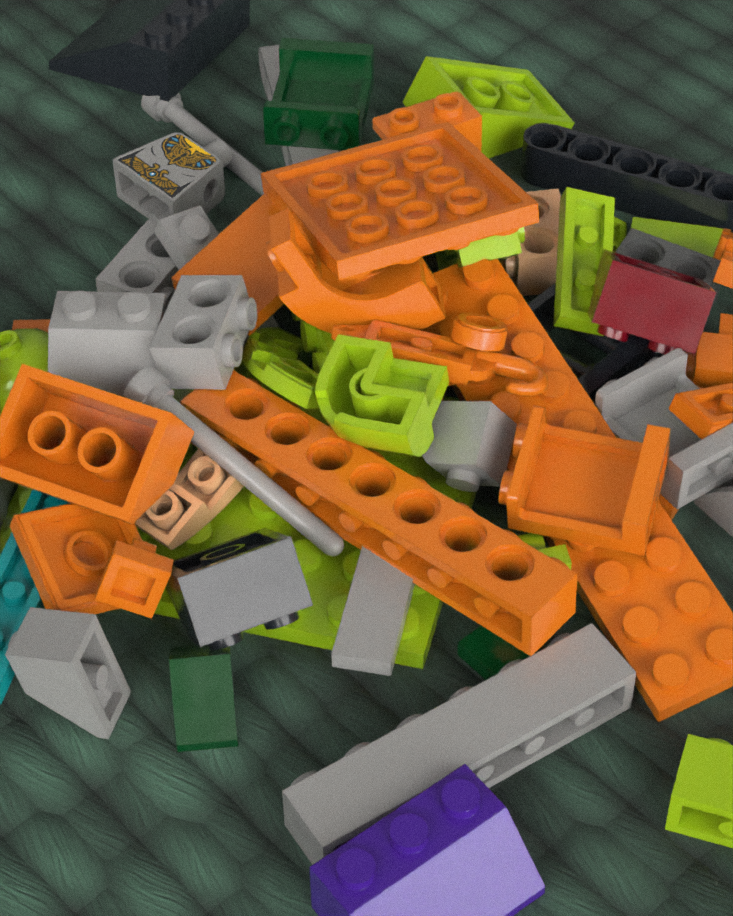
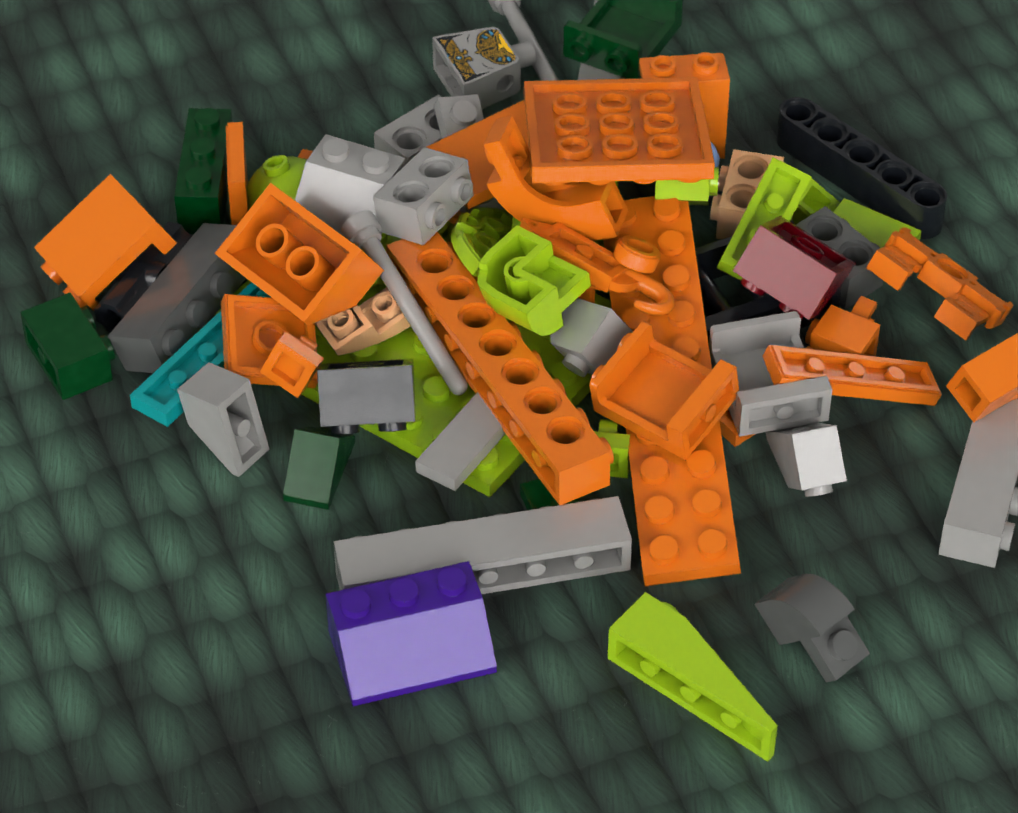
camera: 20 degrees right, 0 degrees up
(503, 96) = (773, 67): lime slope -> none

